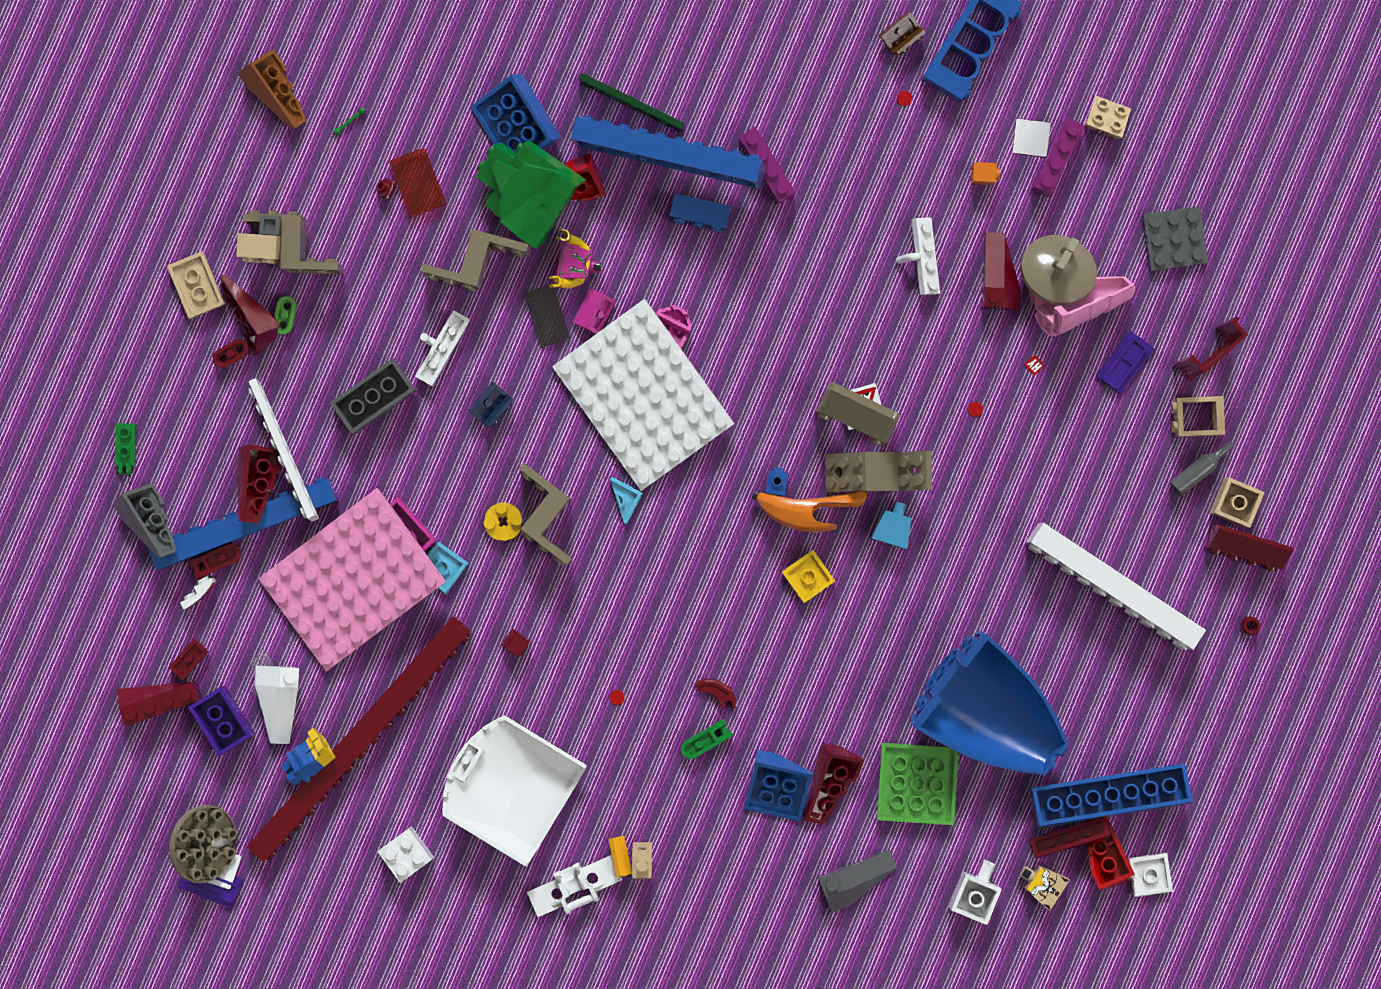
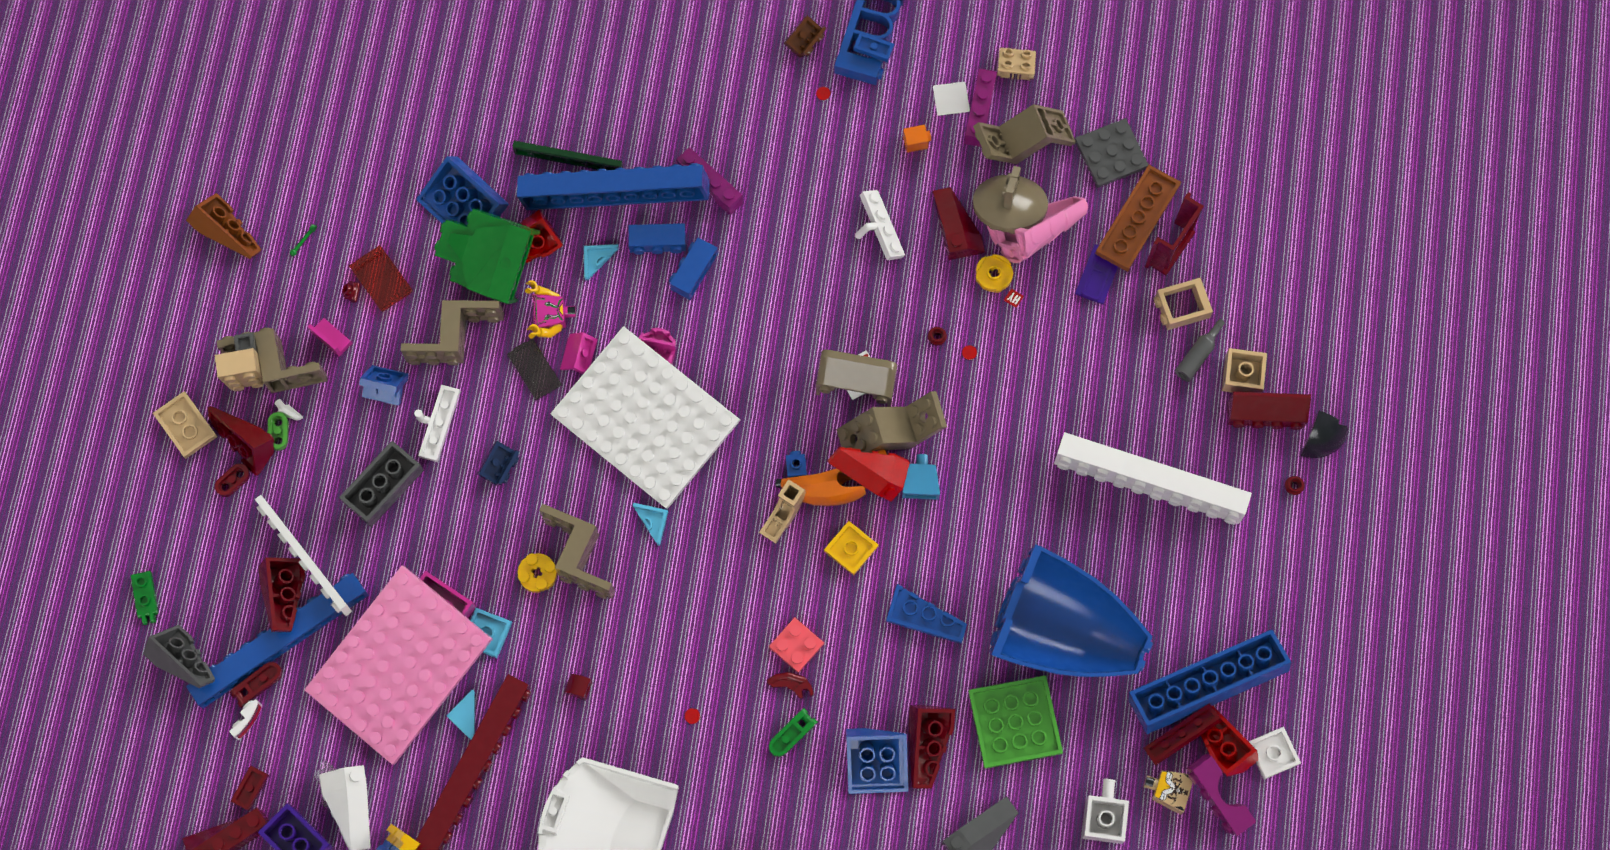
camera: 10 degrees left, 15 degrees down
(298, 296) = (287, 410): none -> white bar
(355, 230) = (330, 337): none -> dark pink panel
(397, 294) = (383, 384): none -> blue bracket
(403, 642) = (464, 715): none -> medium azure tile
(634, 215) = (596, 256): none -> medium azure tile
(727, 253) = (693, 268): none -> blue brick
(731, 656) = (796, 645): none -> coral plate
(751, 527) = (783, 514): none -> tan arch
(852, 515) = (875, 471): none -> red wedge
(855, 658) = (919, 615): none -> blue wing
(953, 381) = (940, 331): none -> dark red plate
(968, 67) = (873, 47): none -> blue plate
(1022, 346) = (997, 283): none -> yellow plate
(1082, 884) = (1206, 775): none -> magenta arch
(1093, 201) = (1024, 134): none -> dark tan bracket
(1181, 316) = (1138, 218): none -> dark orange plate
(1294, 587) = (1325, 436): none -> black brick

